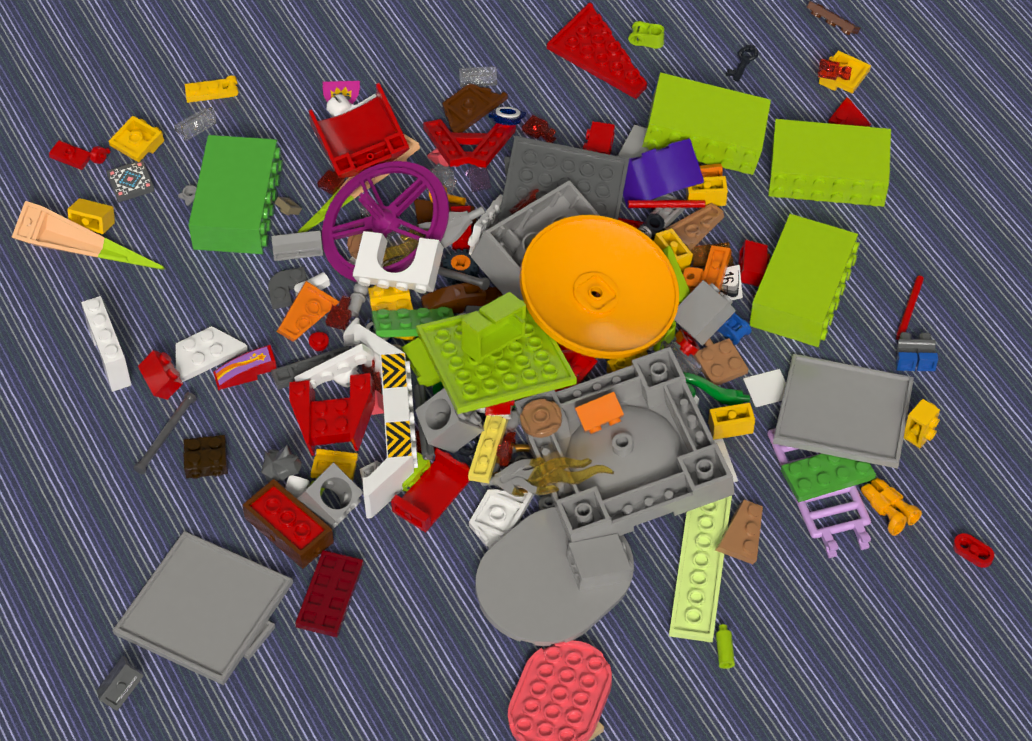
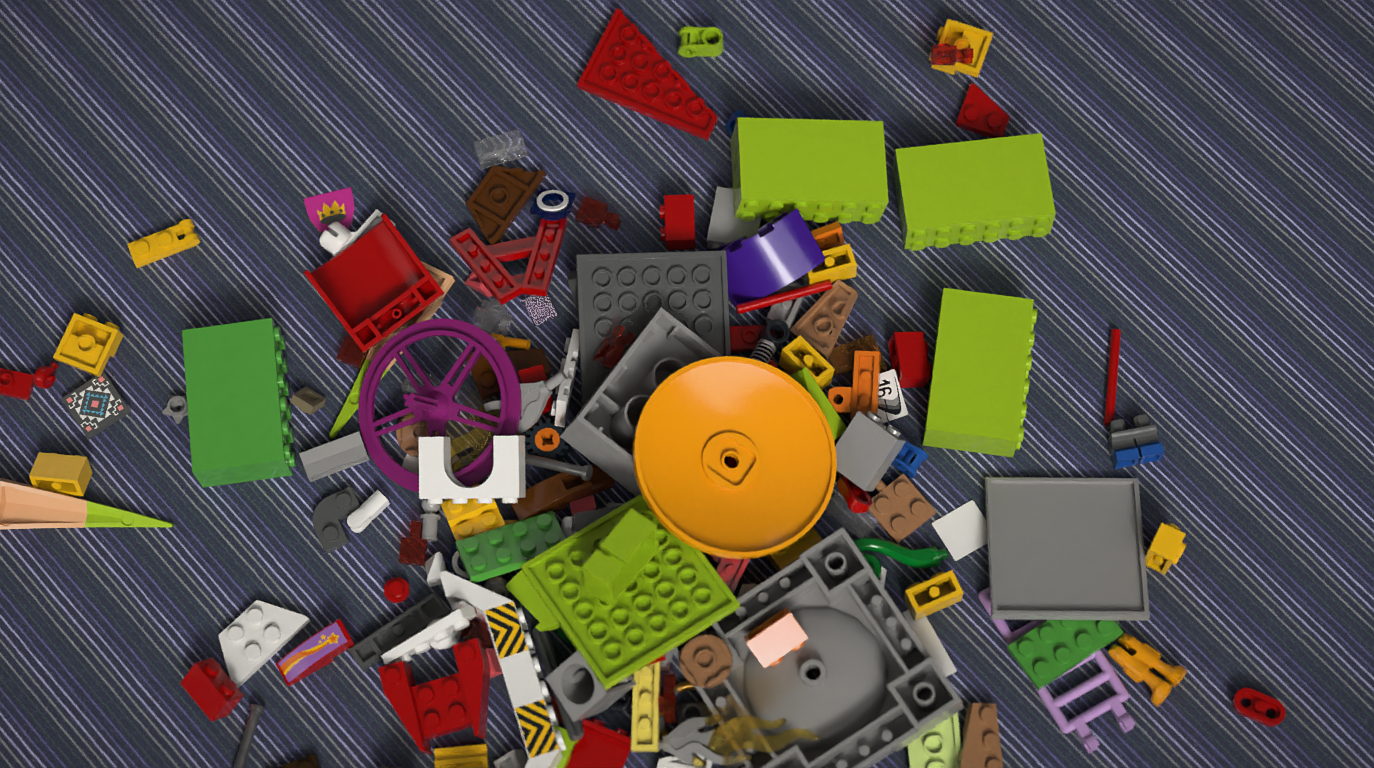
camera: 10 degrees left, 15 degrees up
(107, 343) = (131, 665): white arch -> none
(196, 123) = (157, 300): clear panel -> none
(305, 311) = (370, 549): orange wing -> none
(745, 60) = (831, 52): black piece -> none

